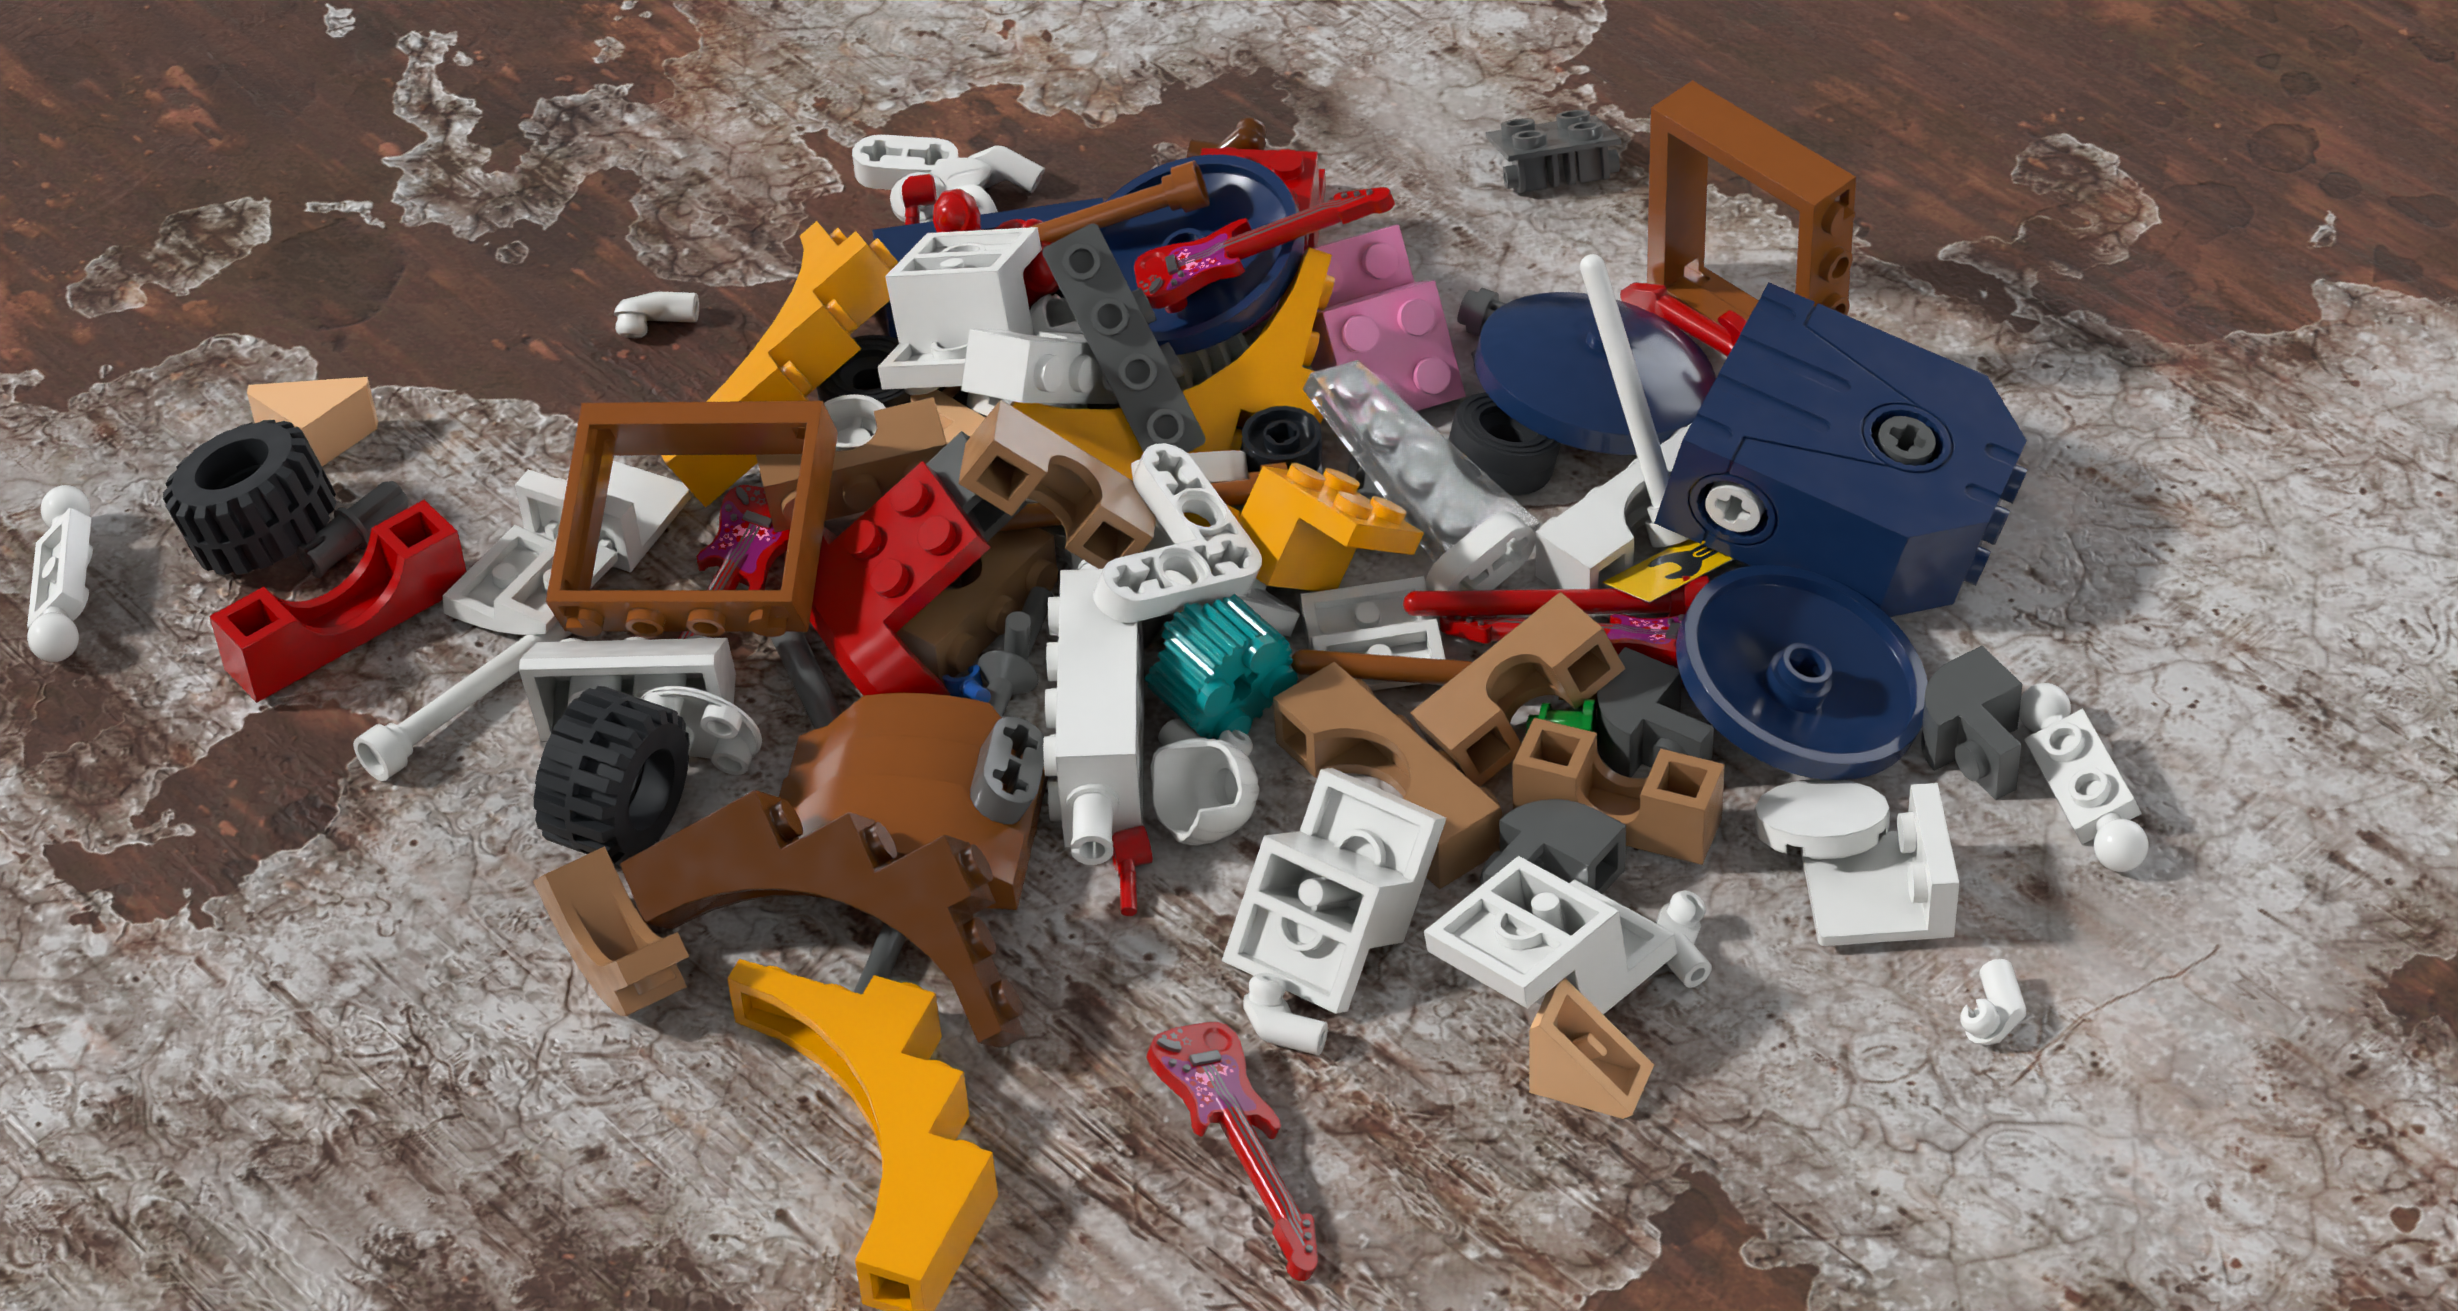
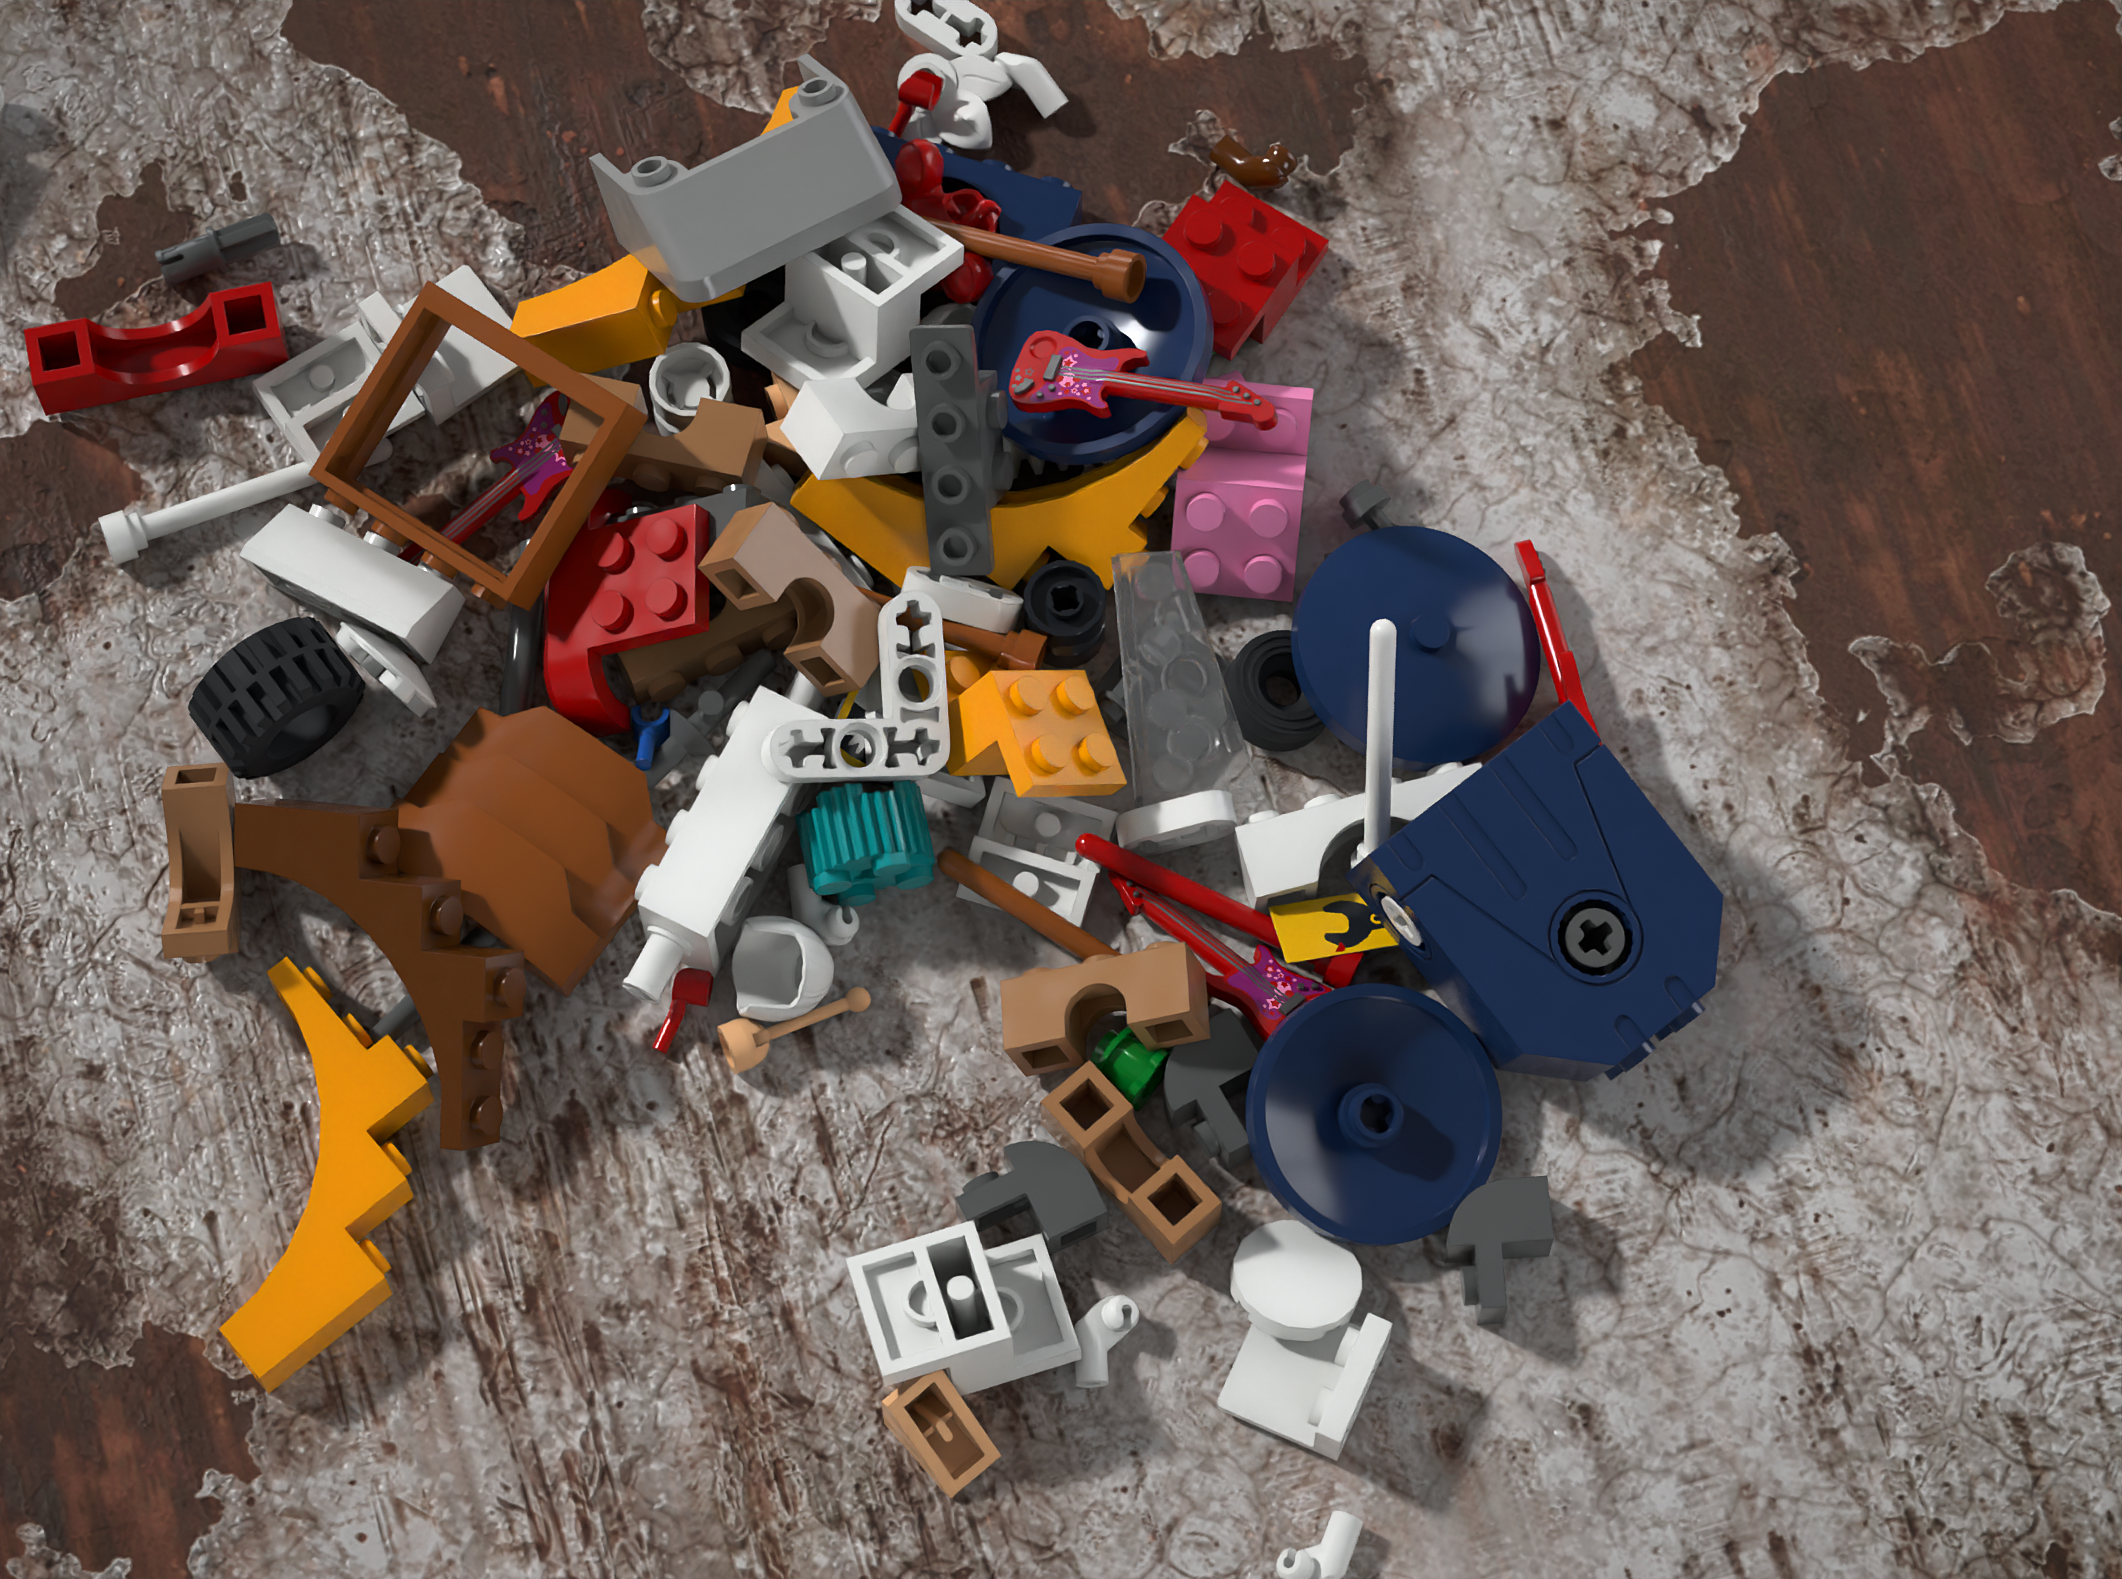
camera: 25 degrees right, 25 degrees up
(249, 497) = (134, 181): black tyre -> none
(328, 411) = (246, 95): light nougat slope -> none
(654, 306) = (615, 97): white arm -> none
(824, 260) = (757, 202): none -> light grey windscreen
(998, 766) = (604, 859): dark grey beam -> none
(1208, 867) = (748, 1042): none -> light nougat hinge
(1209, 1074) = (613, 1276): red piece -> none
(1274, 1019) = (711, 1237): white arm -> none
(1334, 889) = (822, 1144): white bracket -> none
(1343, 726) = (939, 950): medium nougat arch -> none
(1572, 132) = (1564, 317): dark grey hinge -> none
(1703, 125) = (1622, 592): dark orange window -> none
(2083, 777) = (1558, 1352): white plate -> none

